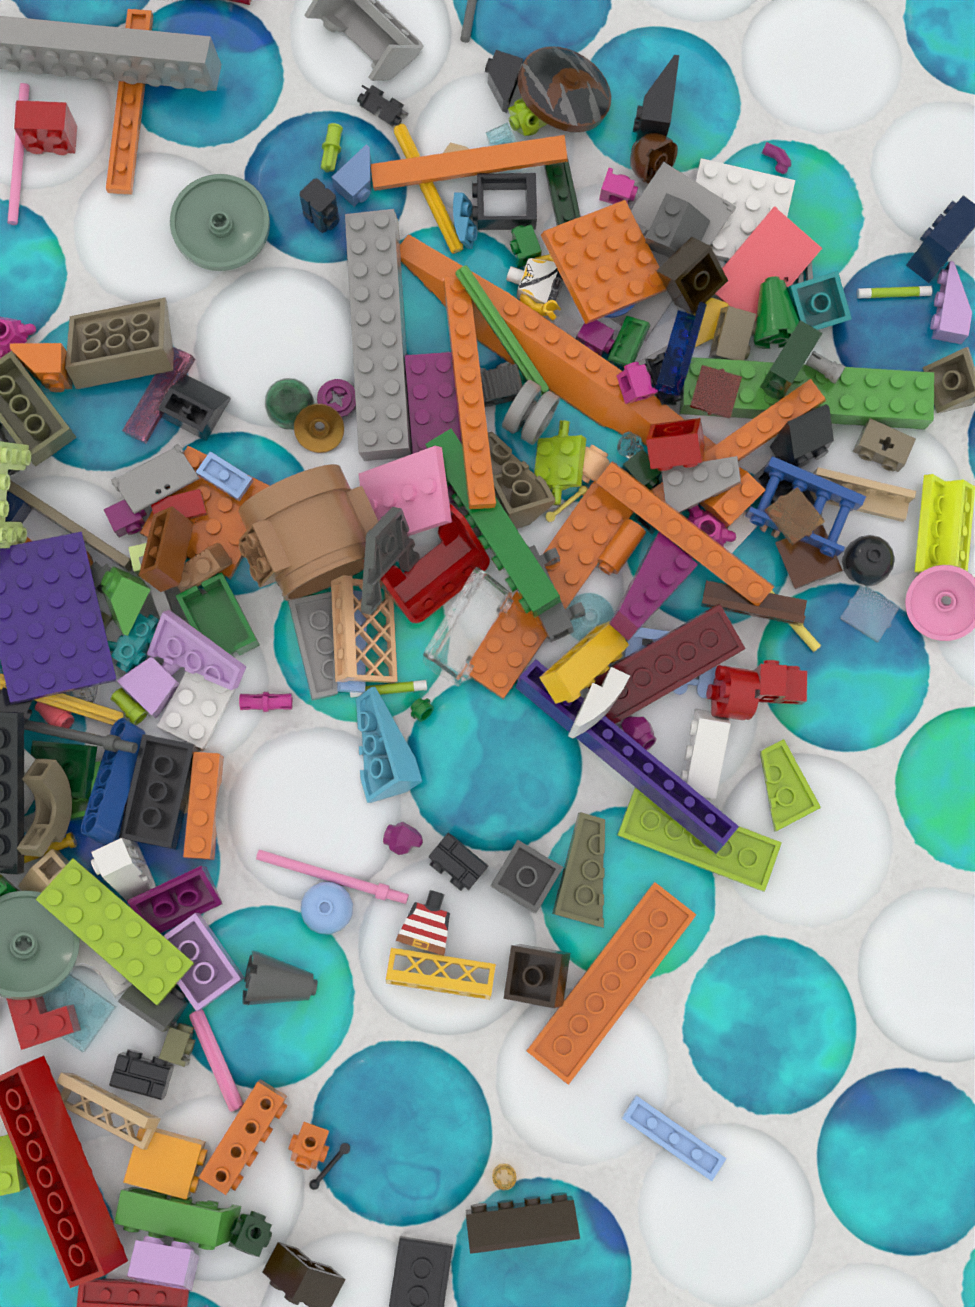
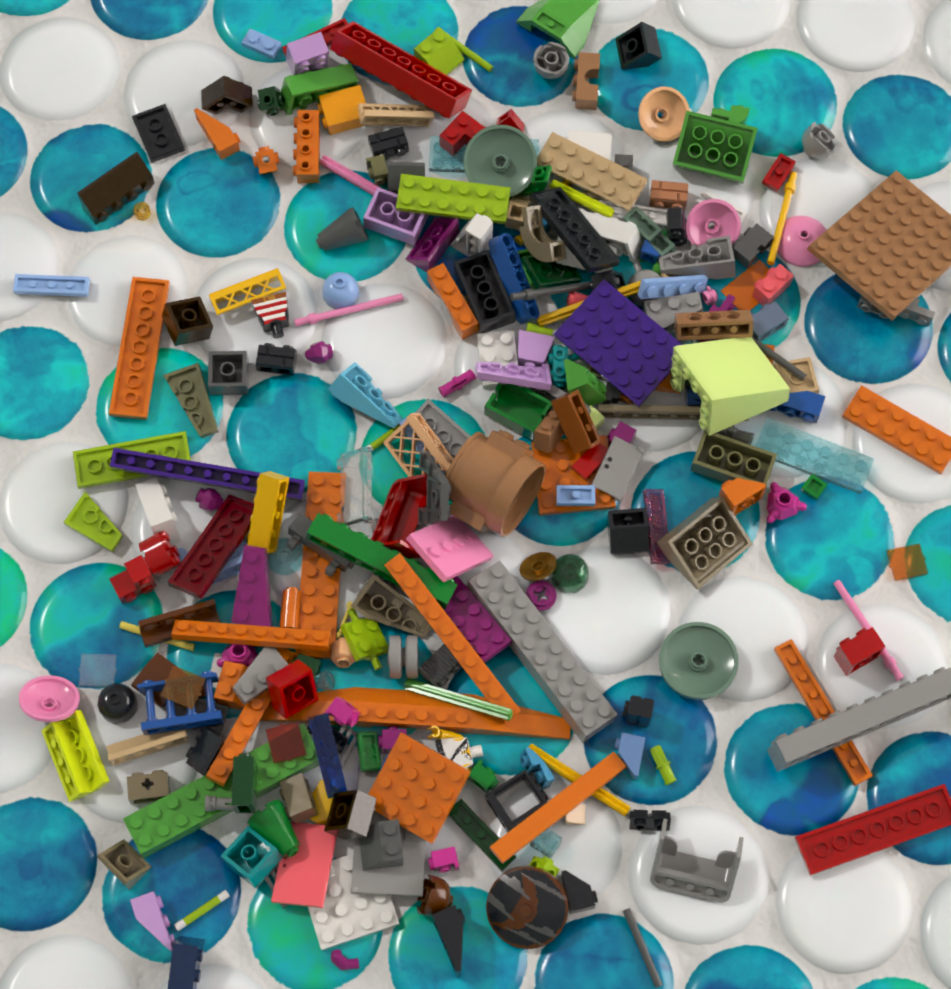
camera: 155 degrees right, 10 degrees down
(344, 1149) = (245, 174): black hinge -> none
(345, 1222) = (219, 135): none -> orange slope
(421, 709) = (356, 434): green plate -> none
(599, 701) = (243, 488): white slope -> none

